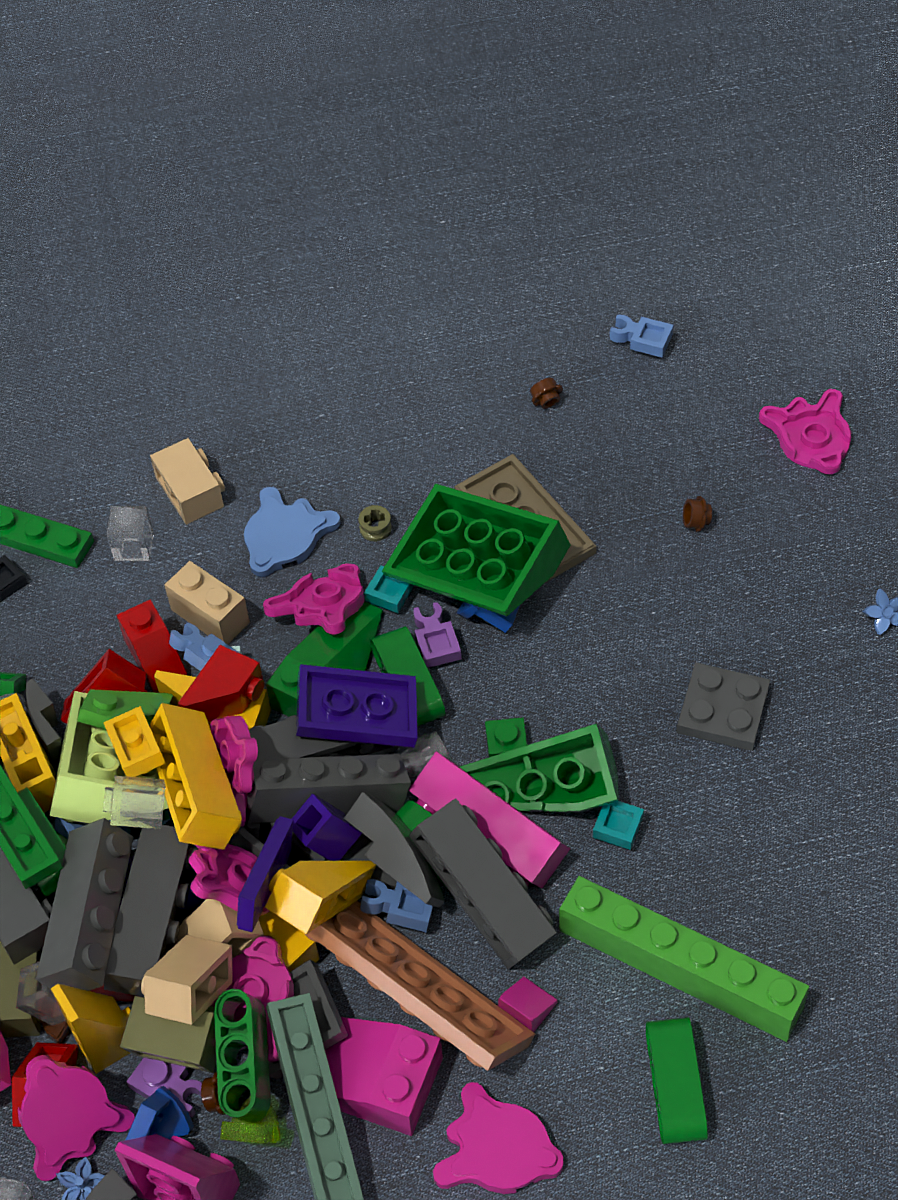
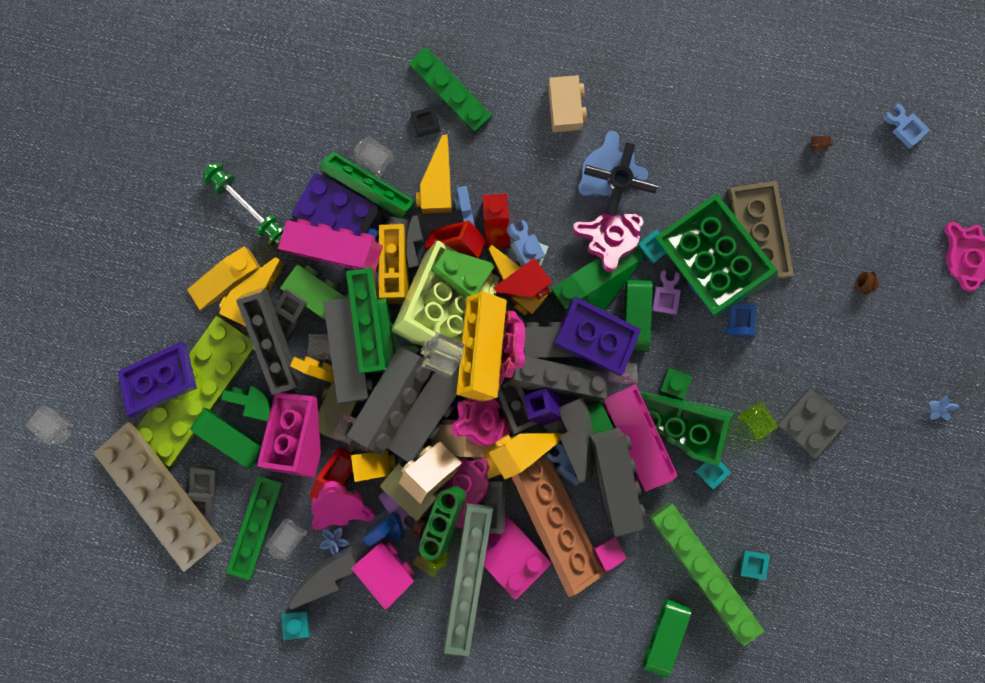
camera: 20 degrees right, 30 degrees up
(46, 640) = (435, 185): none -> yellow slope
(92, 642) = (463, 203): none -> medium blue plate
(130, 533) = (515, 129): clear brick -> none
(134, 743) = (456, 308): yellow plate -> none
(207, 602) = (541, 206): tan brick -> none
(270, 860) = (496, 433): dark purple tile -> none
(301, 526) = (622, 169): none -> black bar
(378, 532) = (659, 193): olive bush -> none
(498, 1145) = (557, 625): dark pink tile -> none
(556, 627) = (742, 320): none -> blue tile
(646, 733) = (758, 420): none -> clear neon green tile
(748, 918) = (754, 564): none -> teal plate

